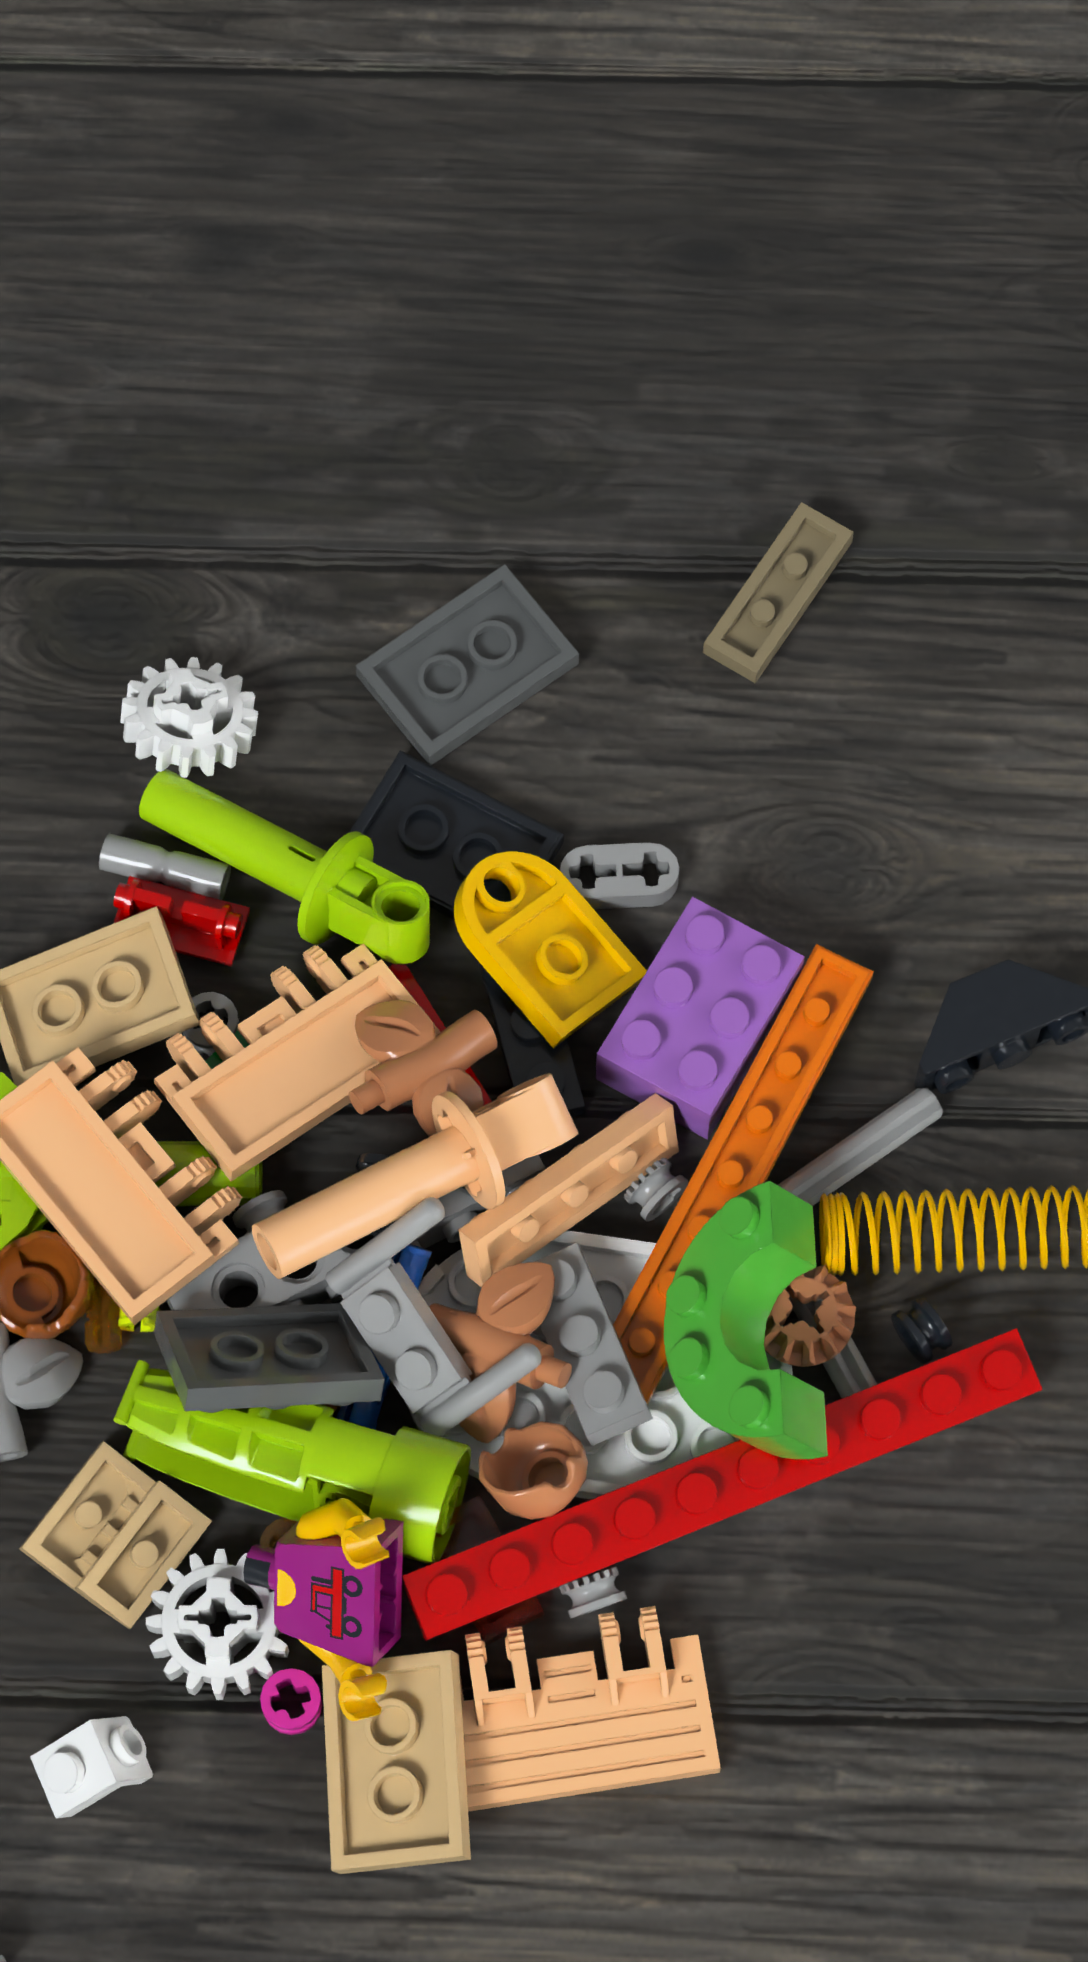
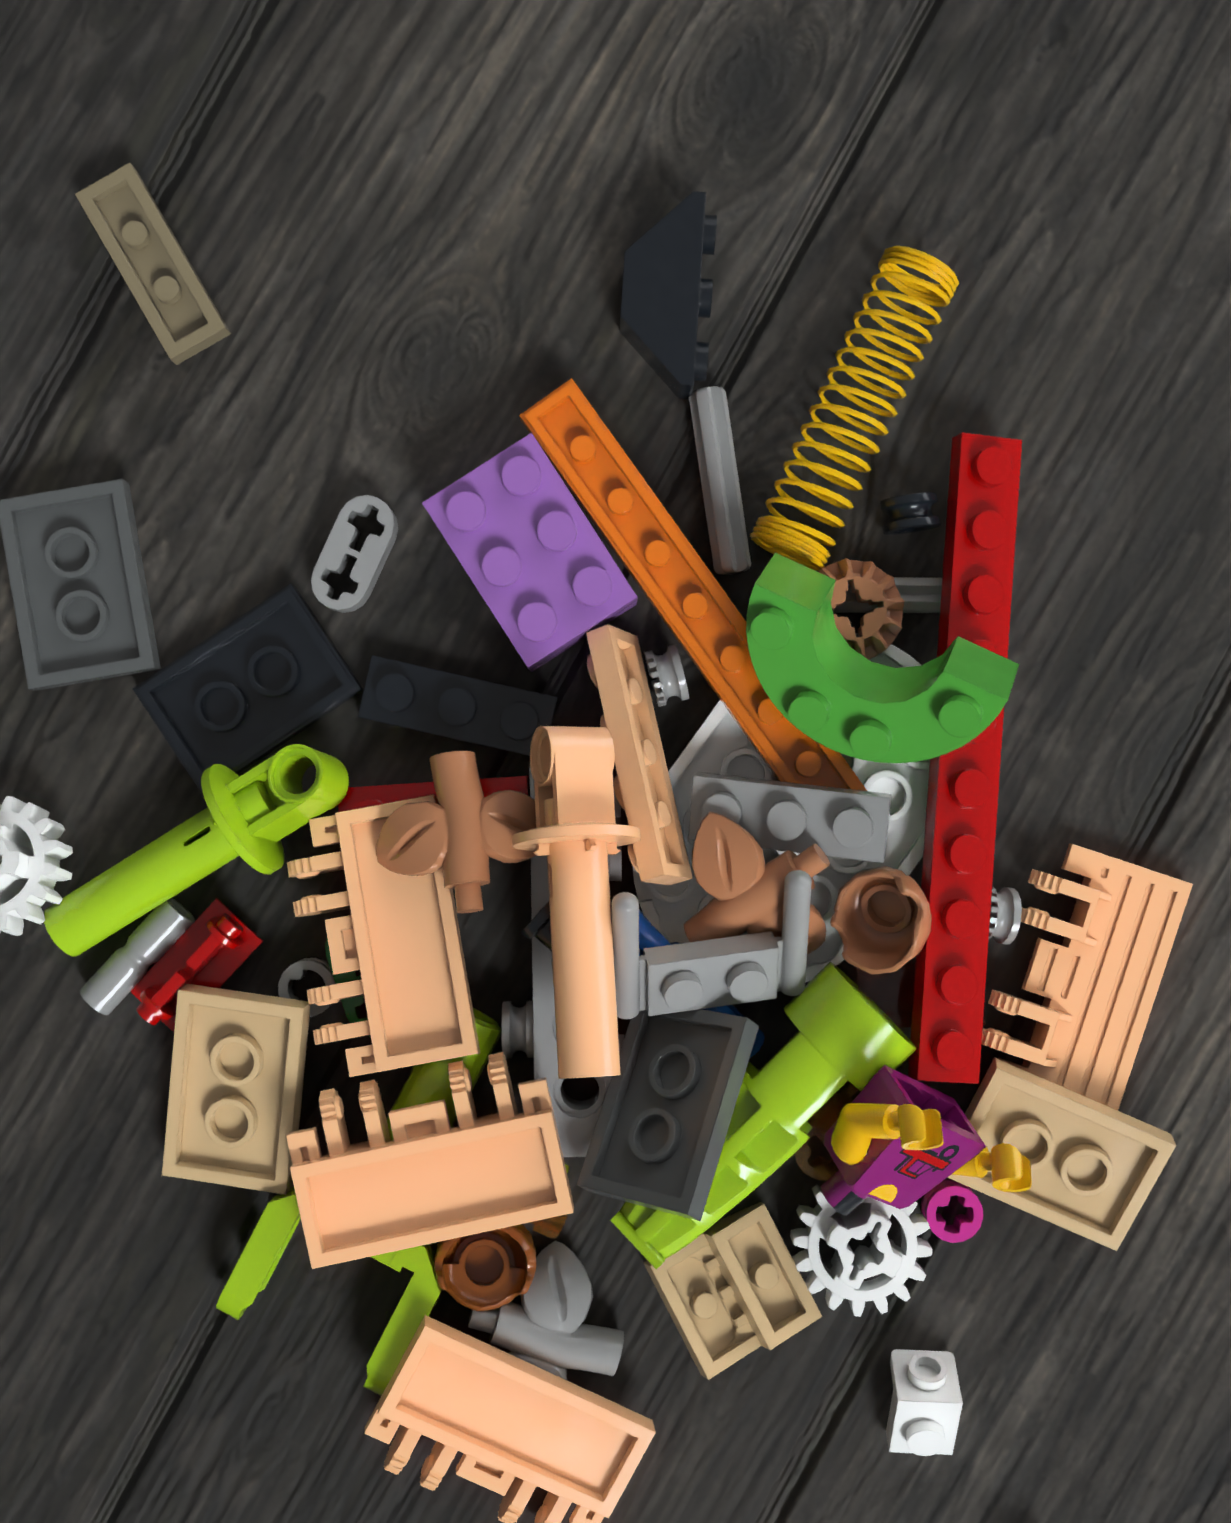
camera: 65 degrees left, 20 degrees up
(543, 944) = (394, 658): yellow tile -> none

